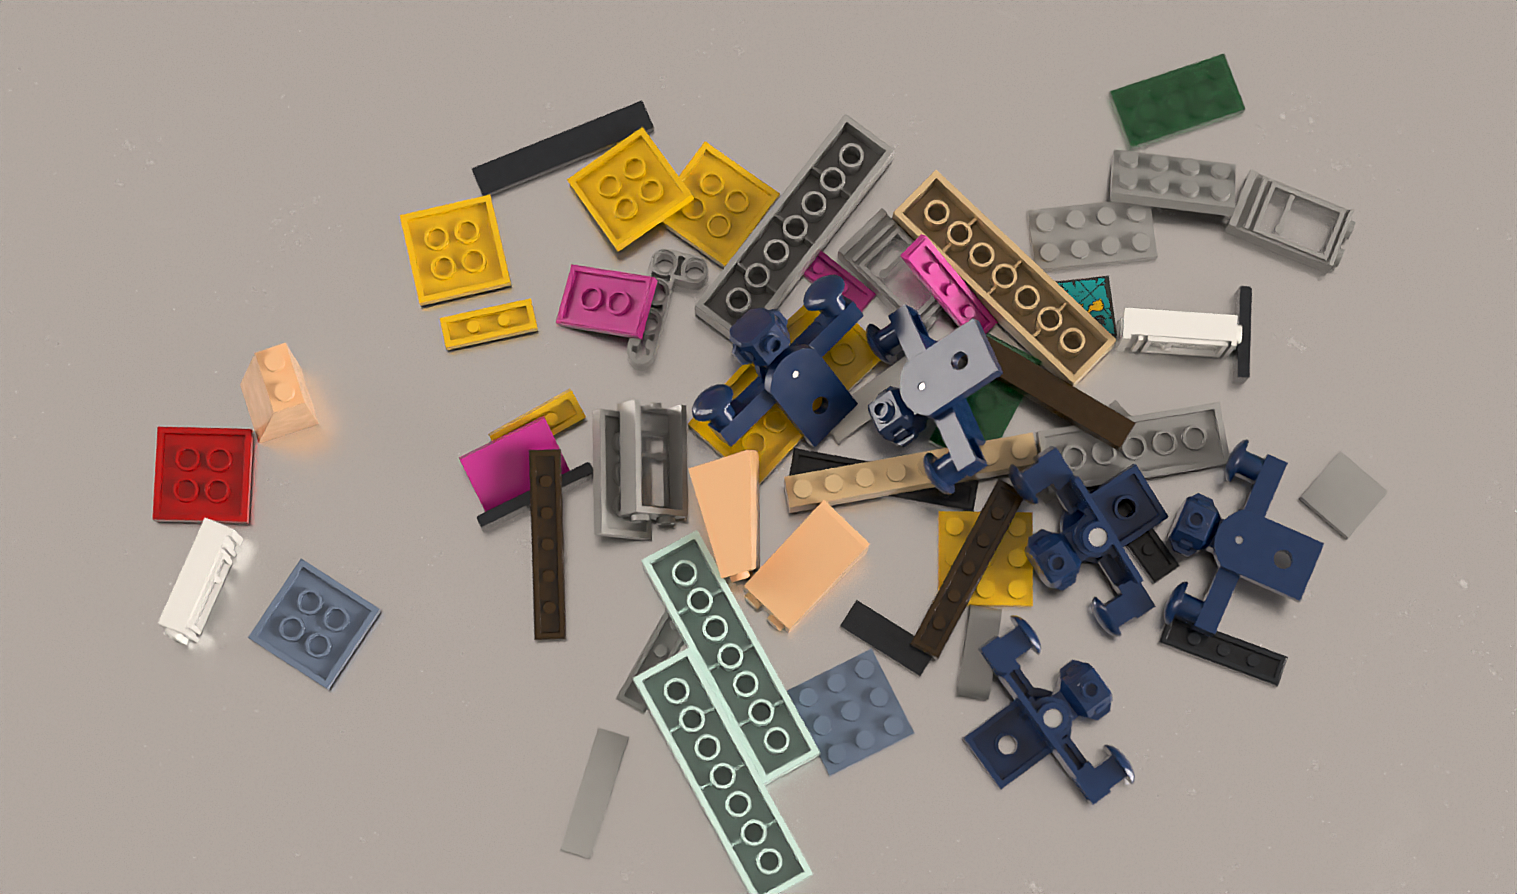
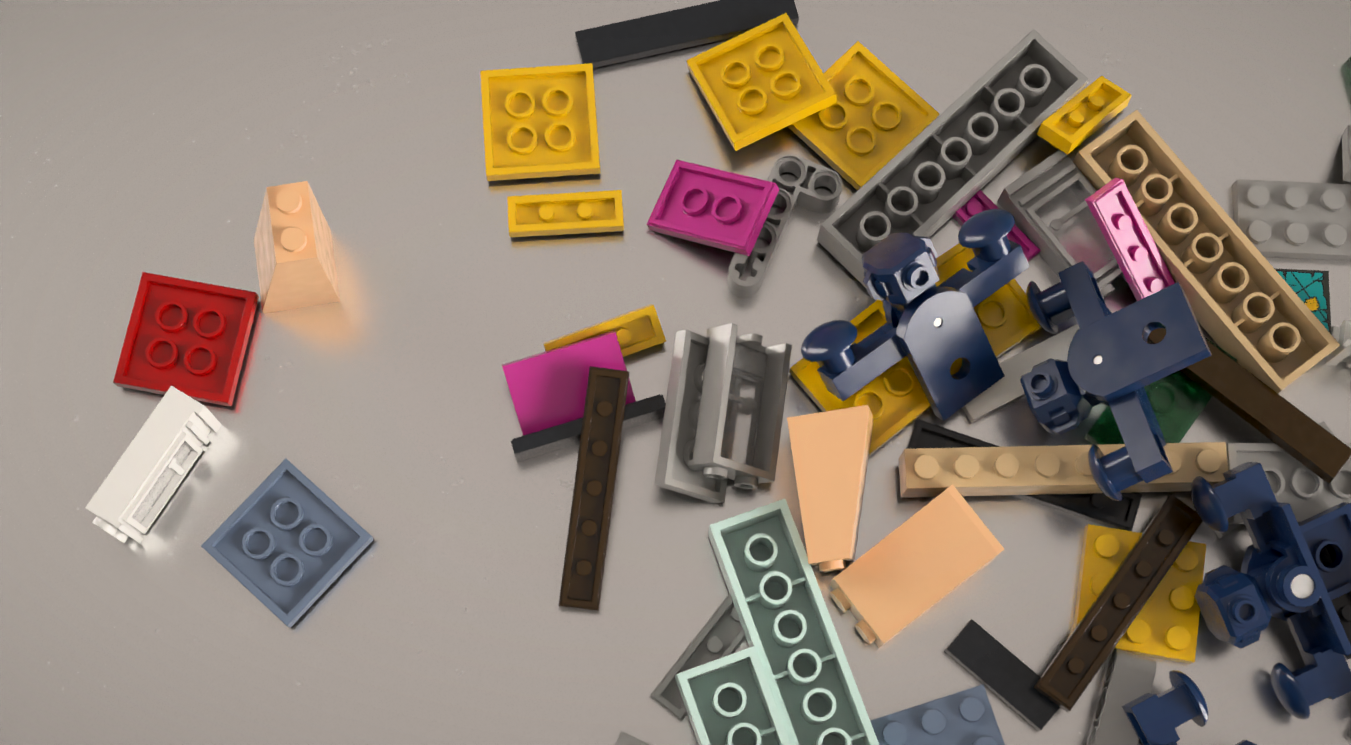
camera: 10 degrees right, 5 degrees down
(896, 177) = (1084, 115): none -> yellow plate

